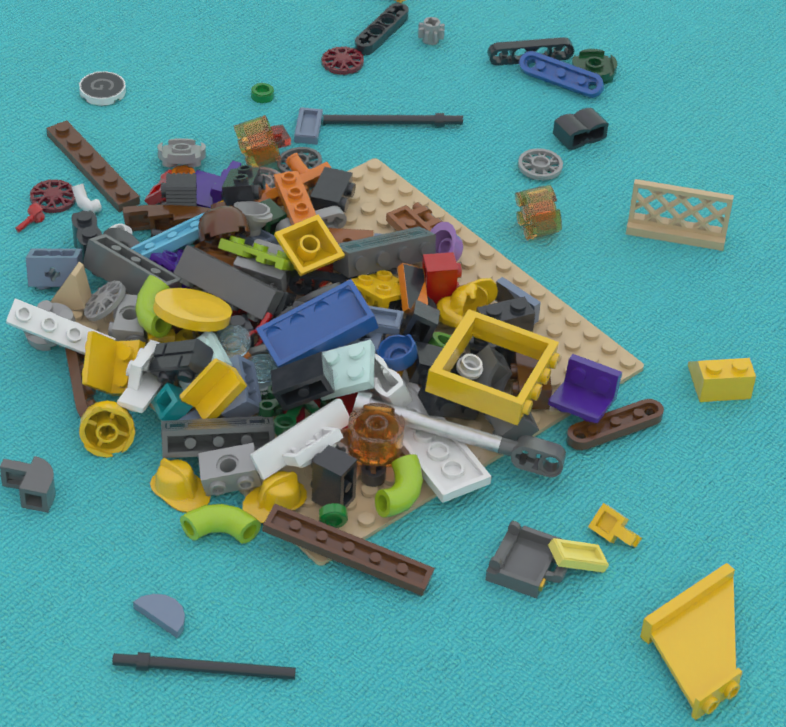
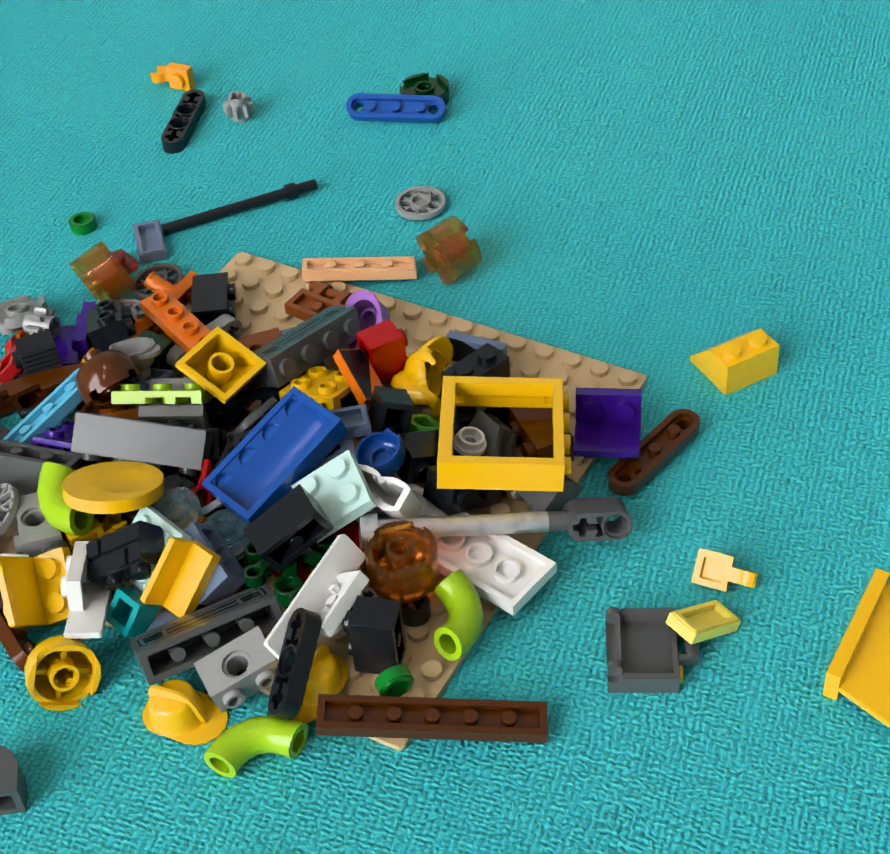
camera: 15 degrees left, 0 degrees up
(195, 164) = (41, 319): none -> light grey gear
(266, 476) = (294, 664): none -> black beam
(342, 60) = (156, 164): dark red wheel -> none
(461, 203) = (359, 268): none -> light nougat tile
(529, 45) = (331, 97): black beam -> none
(580, 128) = (444, 154): black brick -> none
(677, 229) = (598, 222): tan fence -> none

